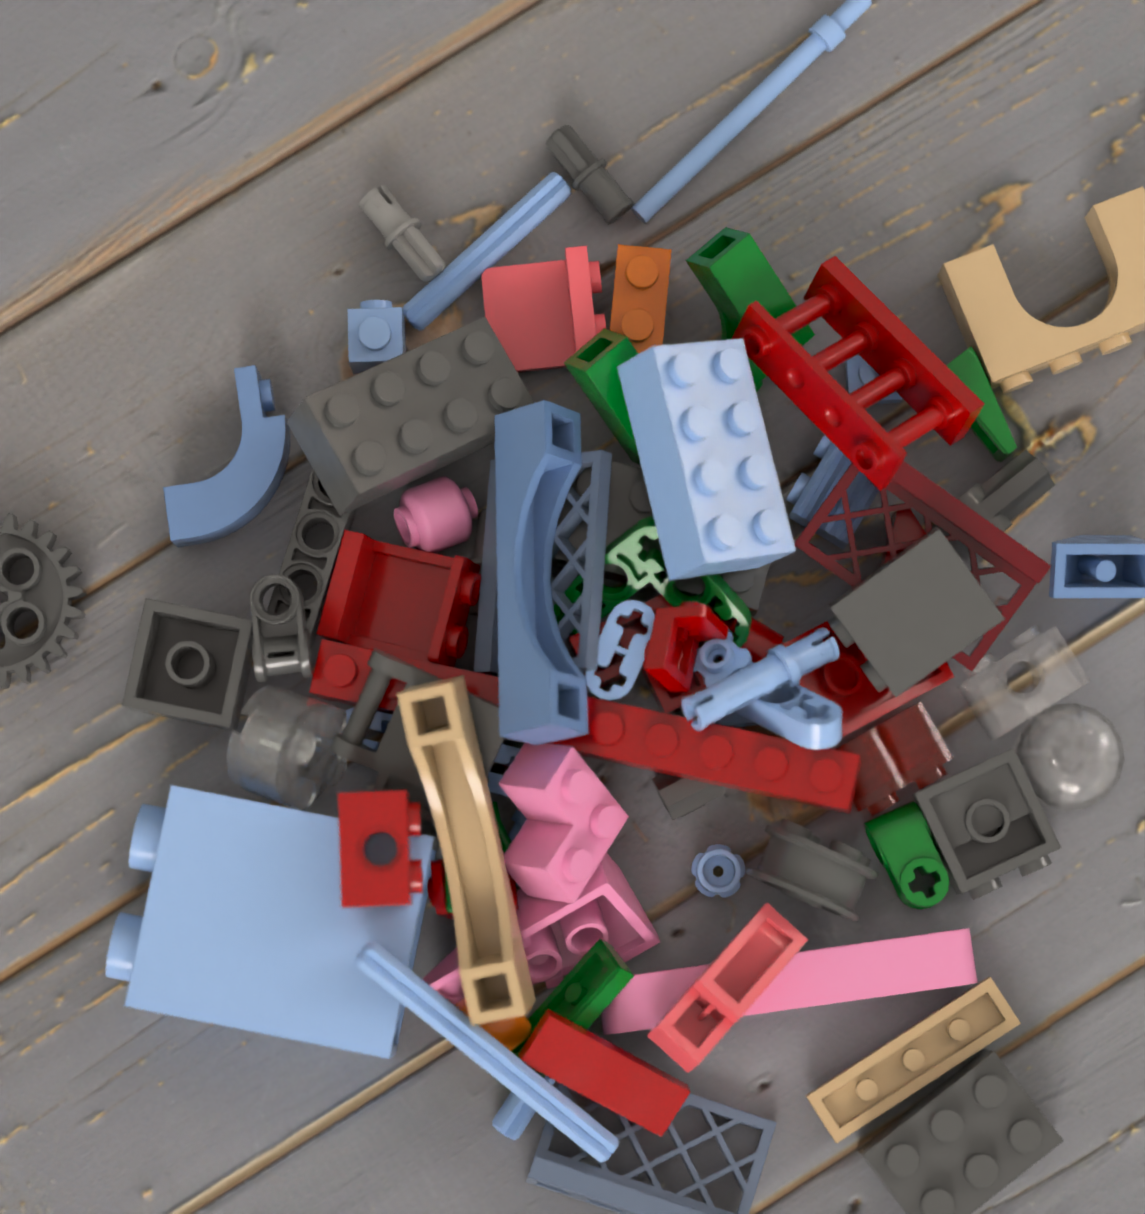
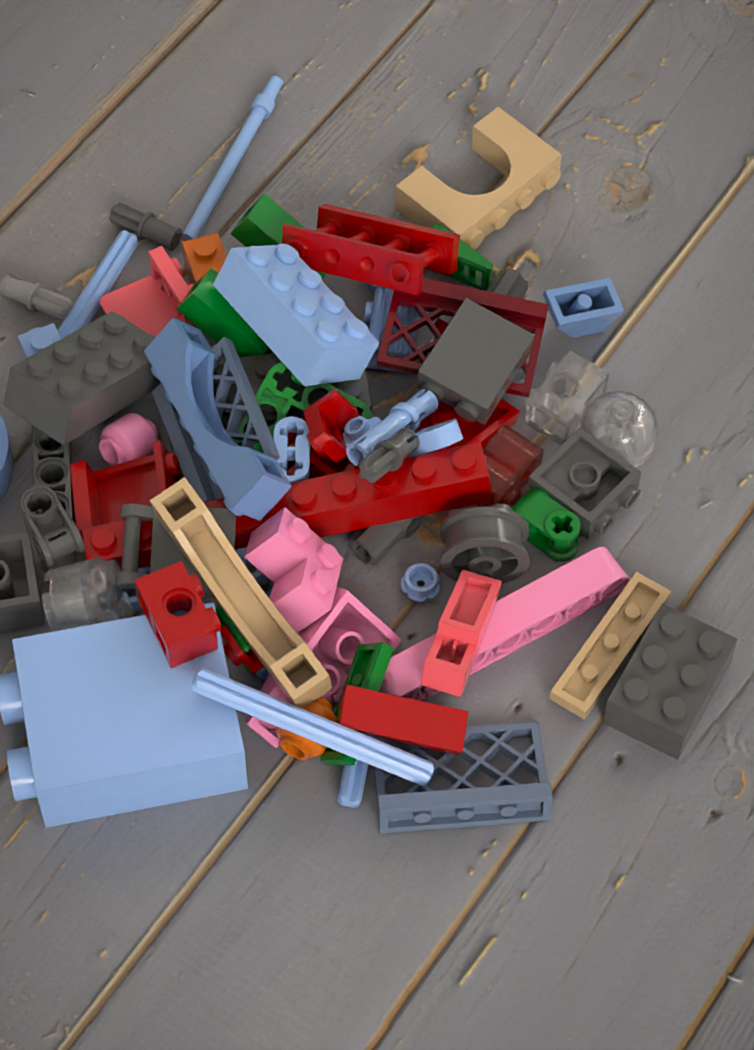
camera: 25 degrees left, 25 degrees down
(730, 735) = (388, 455): none -> dark grey axle

